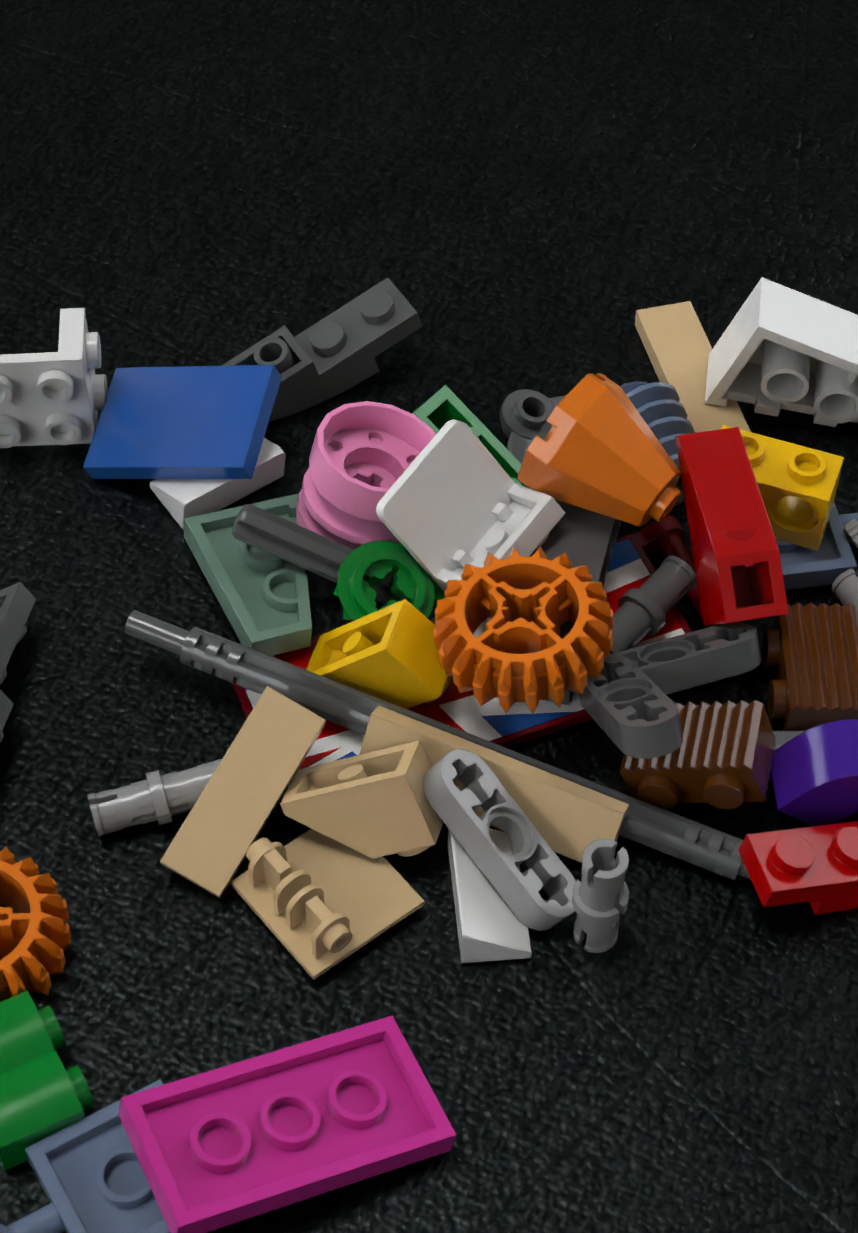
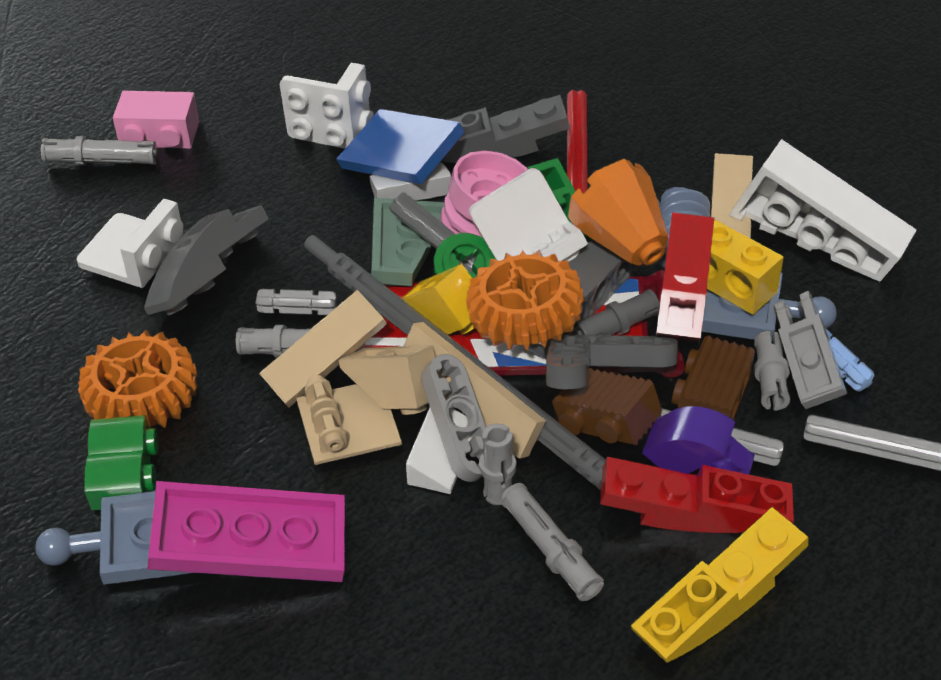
camera: 25 degrees right, 5 degrees down
(146, 724) = (295, 301): none -> light grey axle
(430, 341) = (577, 140): none -> red axle
(739, 997) = (561, 553): none -> light grey pin

